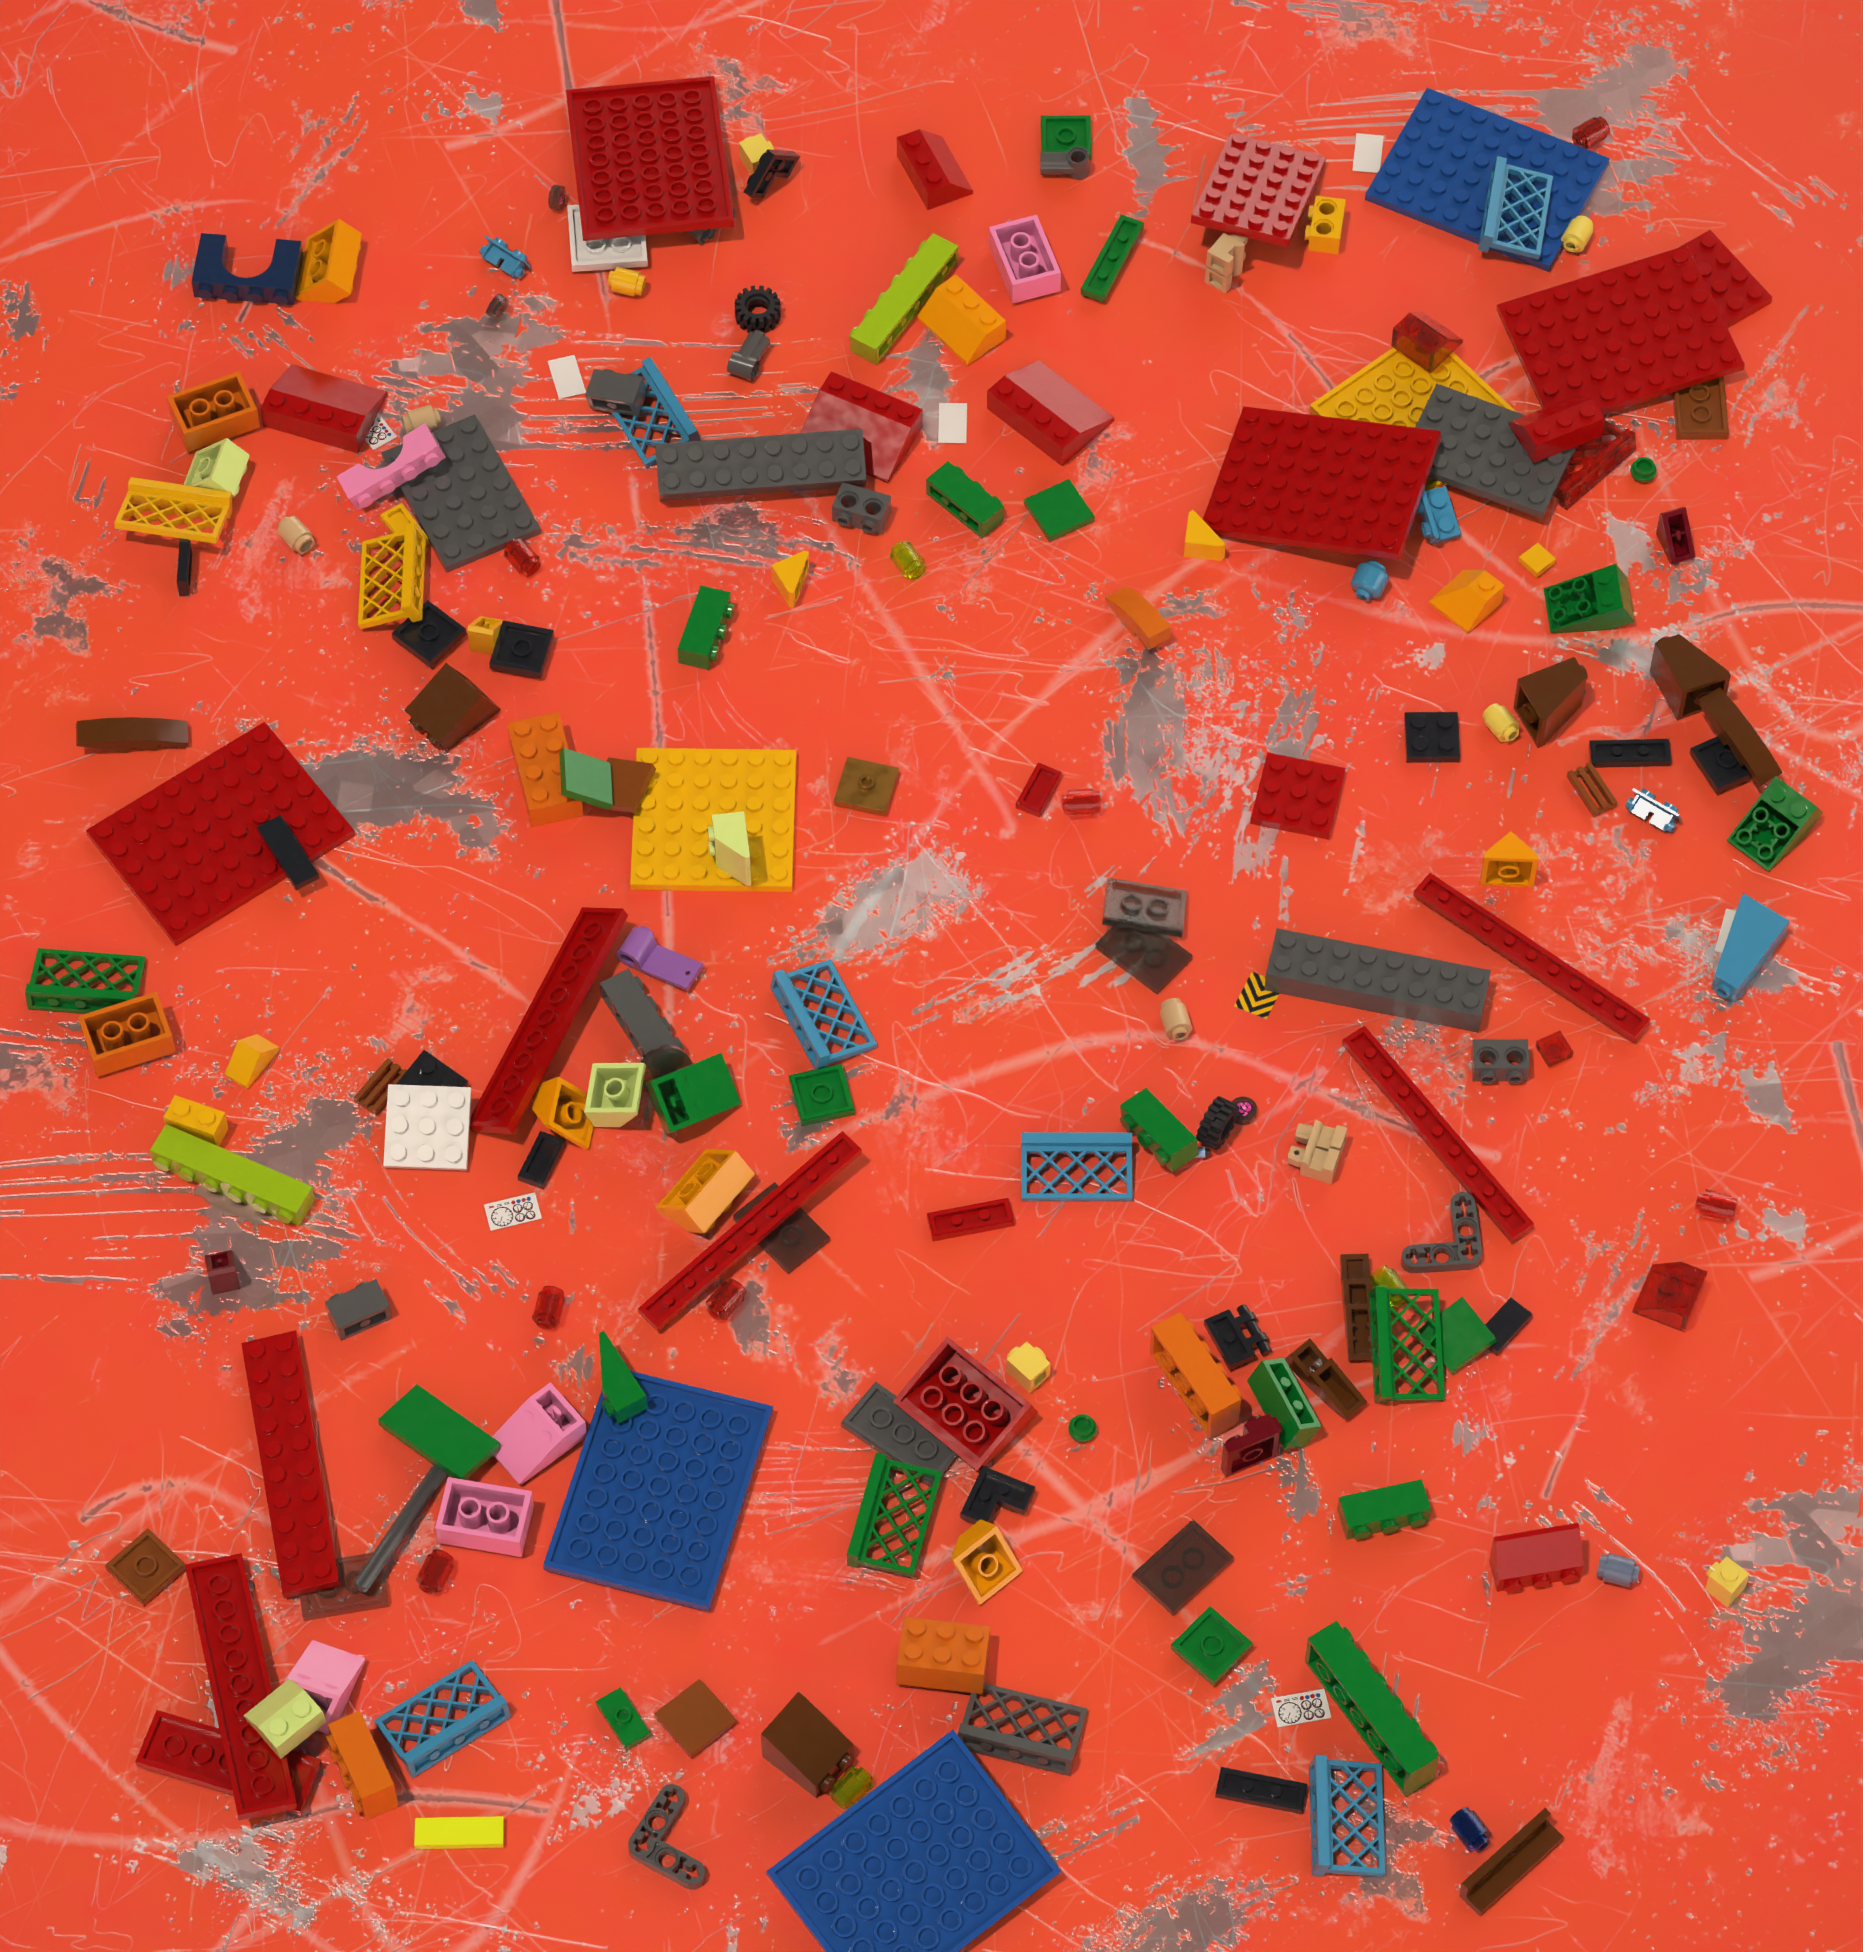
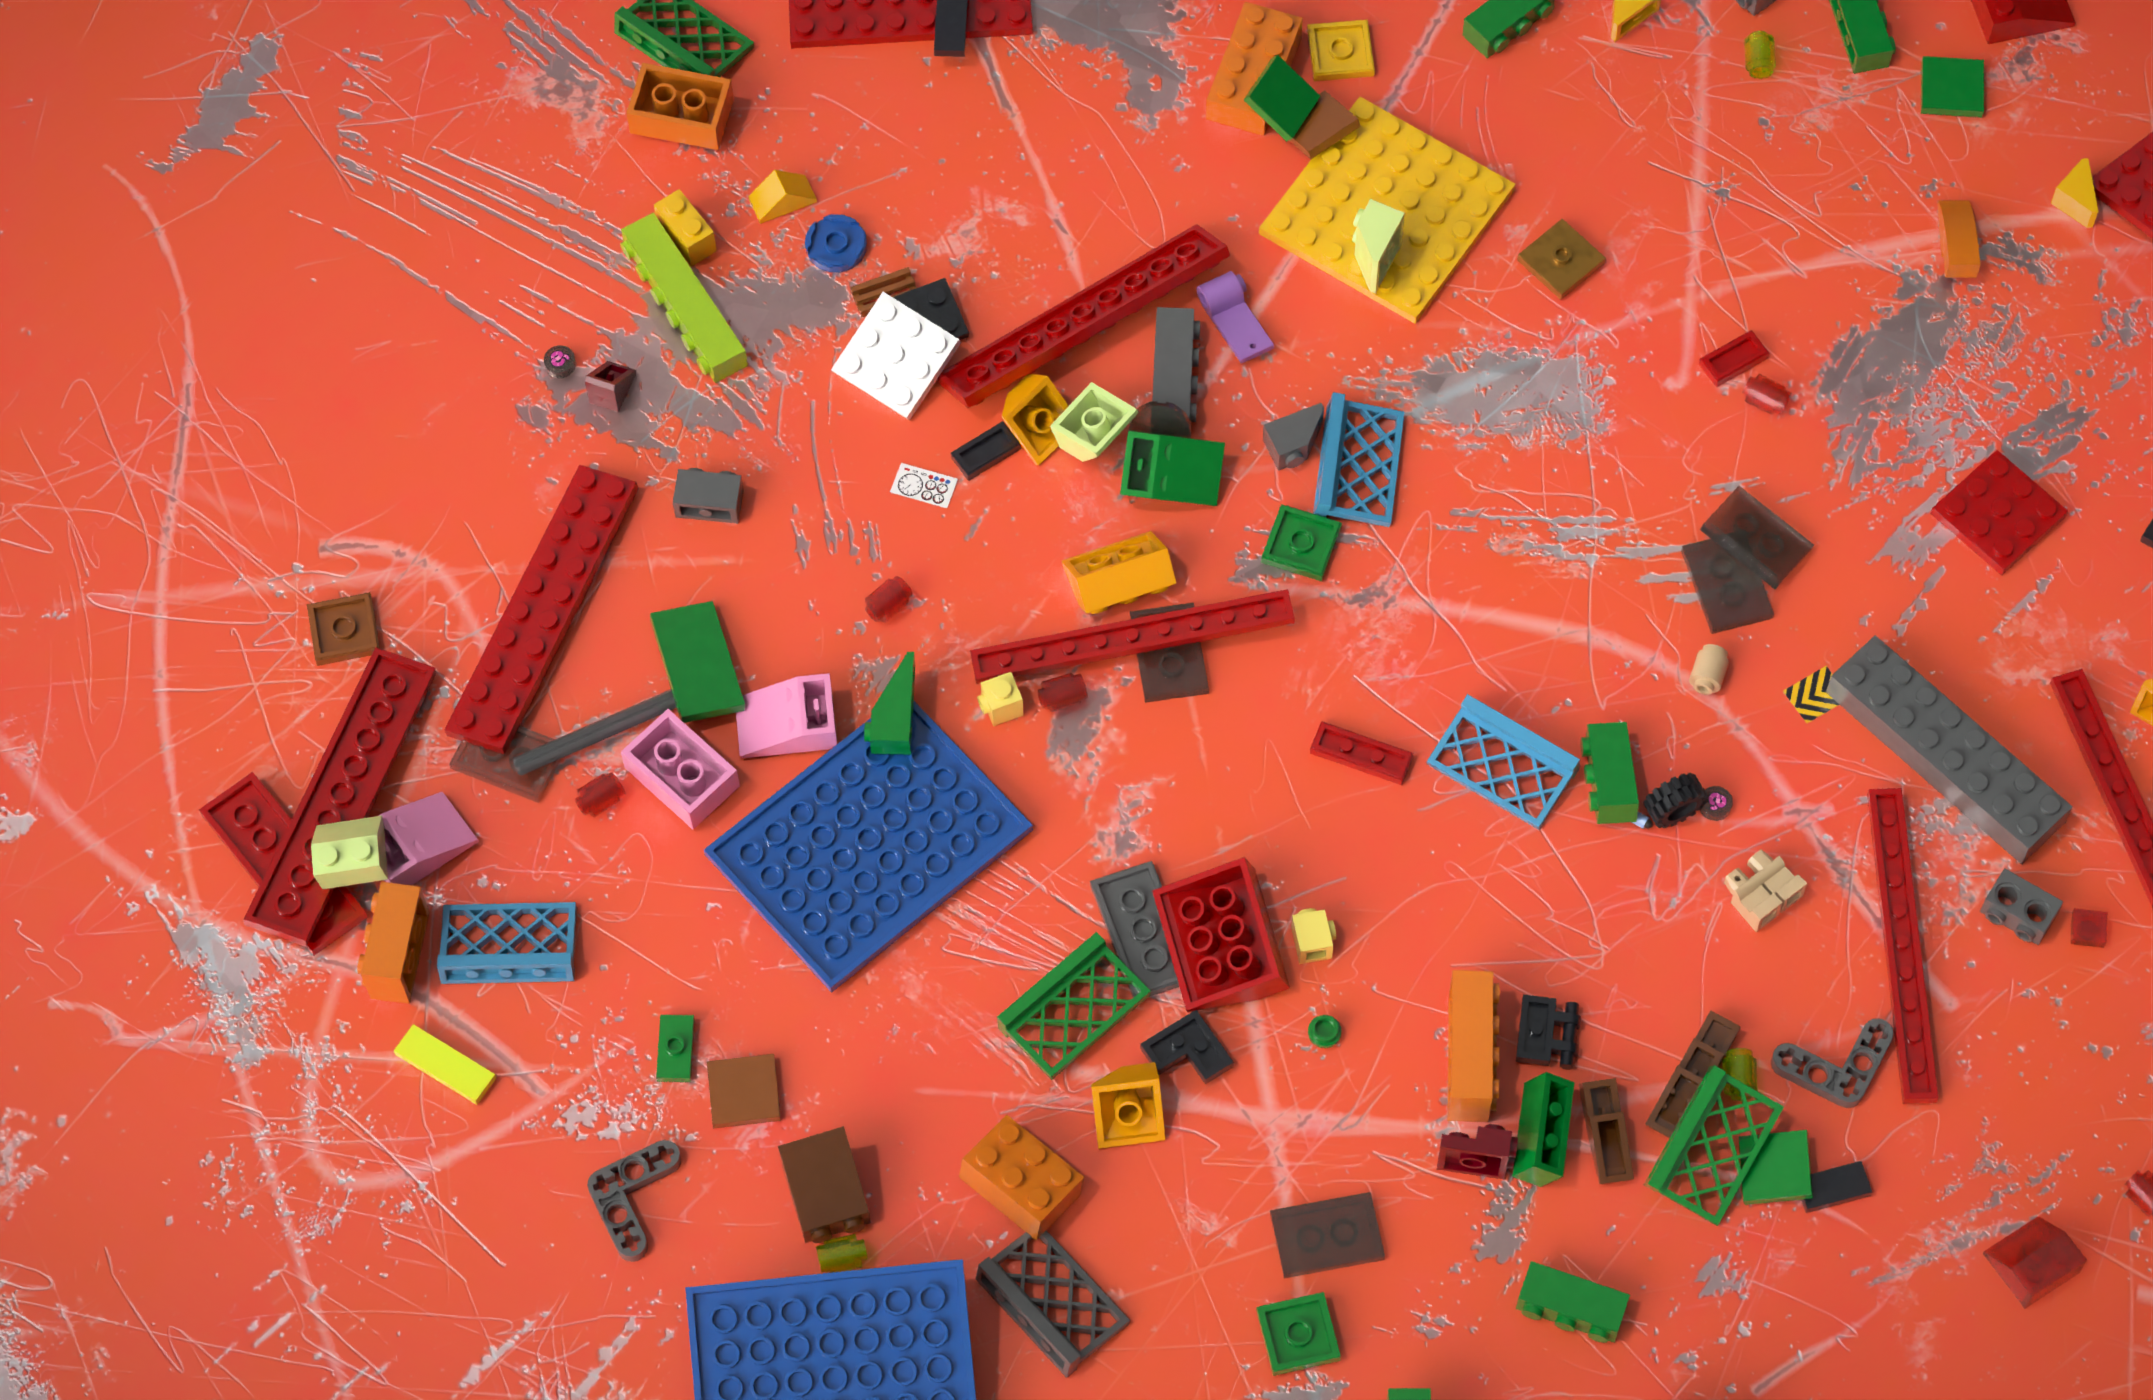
camera: 35 degrees right, 5 degrees up
(168, 1276) = (559, 361): none -> clear smoke tile
(317, 1071) = (835, 243): none -> blue tile
(597, 722) = (1340, 50): none -> yellow tile
(685, 1330) = (1001, 699): none -> light yellow brick
(763, 1022) = (1293, 436): none -> dark grey slope

